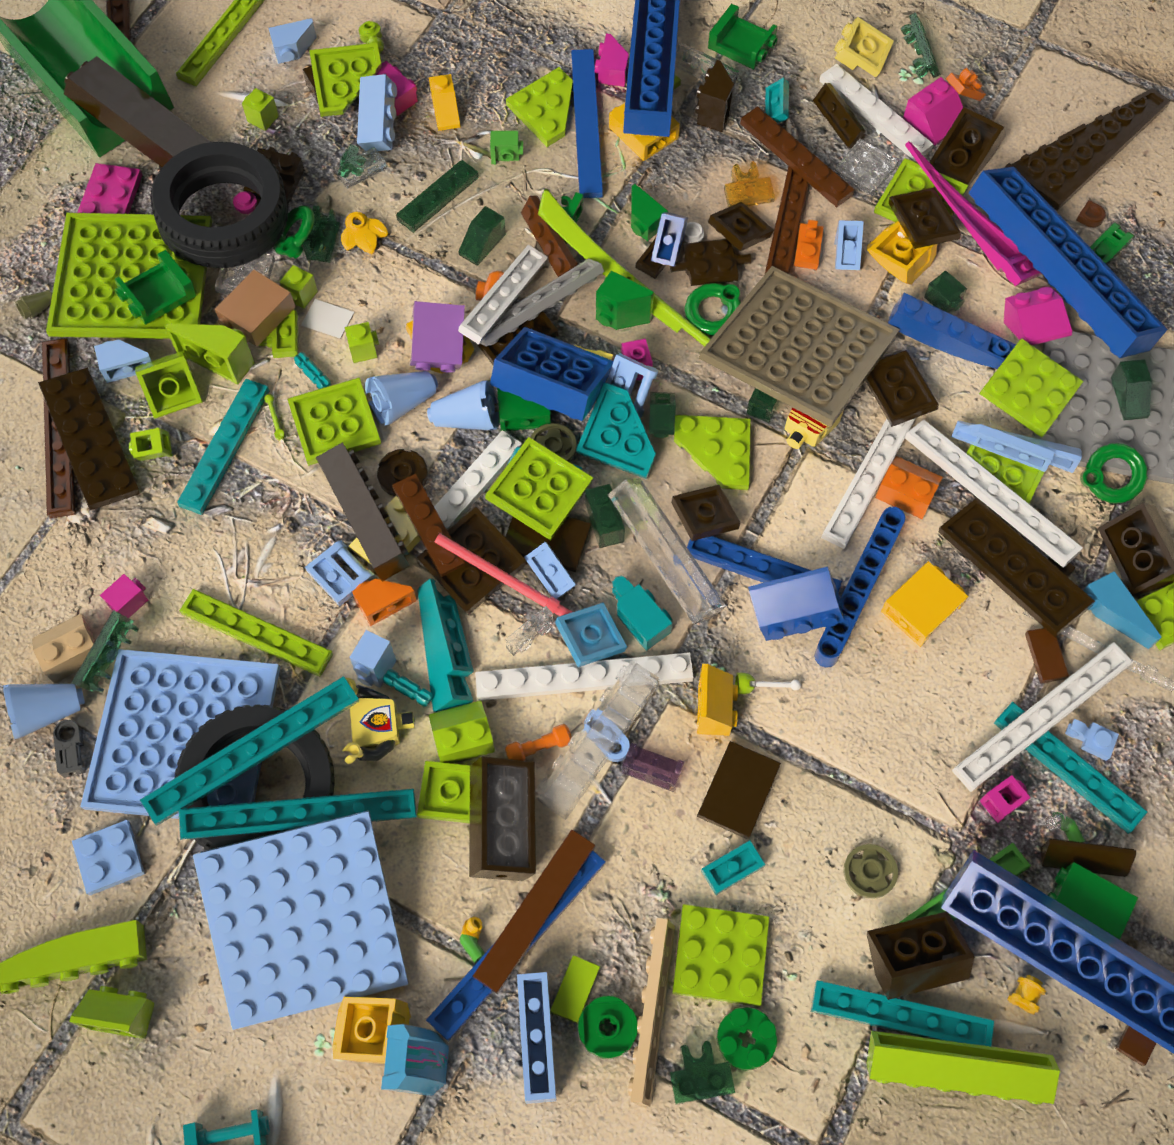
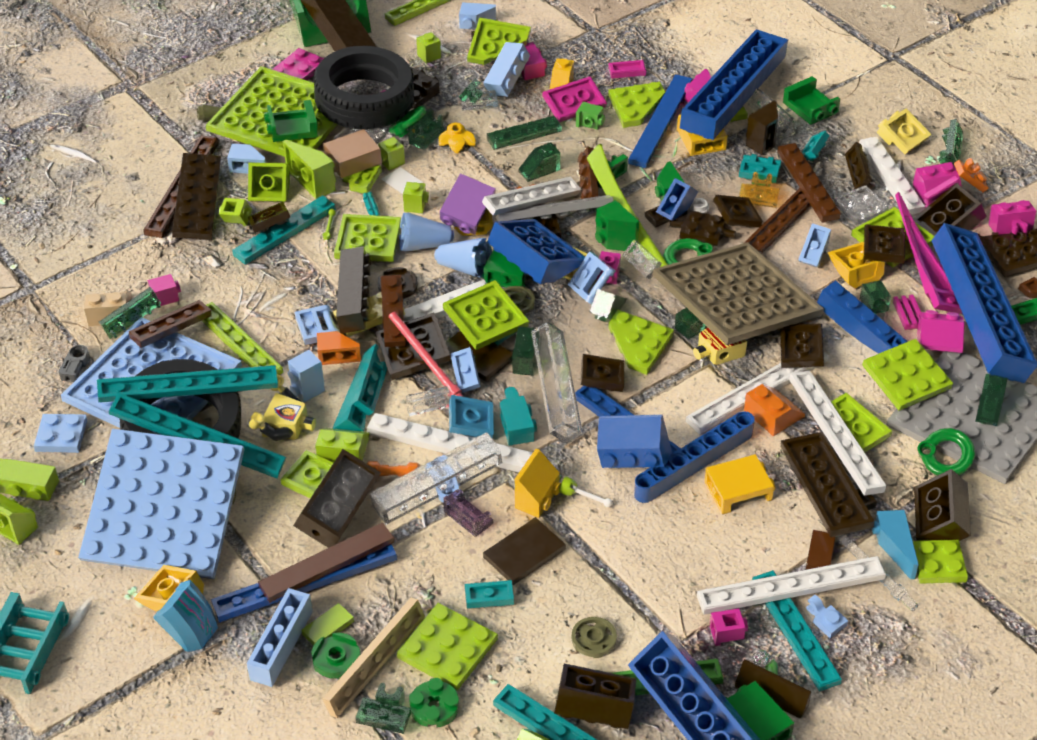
camera: 25 degrees right, 20 degrees down
(40, 705) = (70, 329): light blue cone -> none
(164, 649) = (170, 323): none -> reddish brown plate
(200, 440) = (273, 215): none -> dark brown plate
(371, 33) = (536, 28): lime plate -> none
(407, 687) = (322, 407): teal axle -> none
(469, 938) = (275, 564): arm -> none
(470, 127) = (567, 98): none -> dark pink tile
(510, 59) = (627, 69): none -> dark pink tile
(617, 434) = (565, 305): teal plate -> none
(667, 333) = (641, 259): none -> clear plate
(738, 151) = (761, 165): none -> teal plate
(808, 245) = (786, 240): orange plate -> none
(947, 122) = (936, 192): none -> dark pink tile
(986, 294) = (914, 307): none -> dark pink tile
(1020, 448) = (875, 411): light blue wedge -> none
(1034, 129) = (1012, 217): none -> dark pink brick

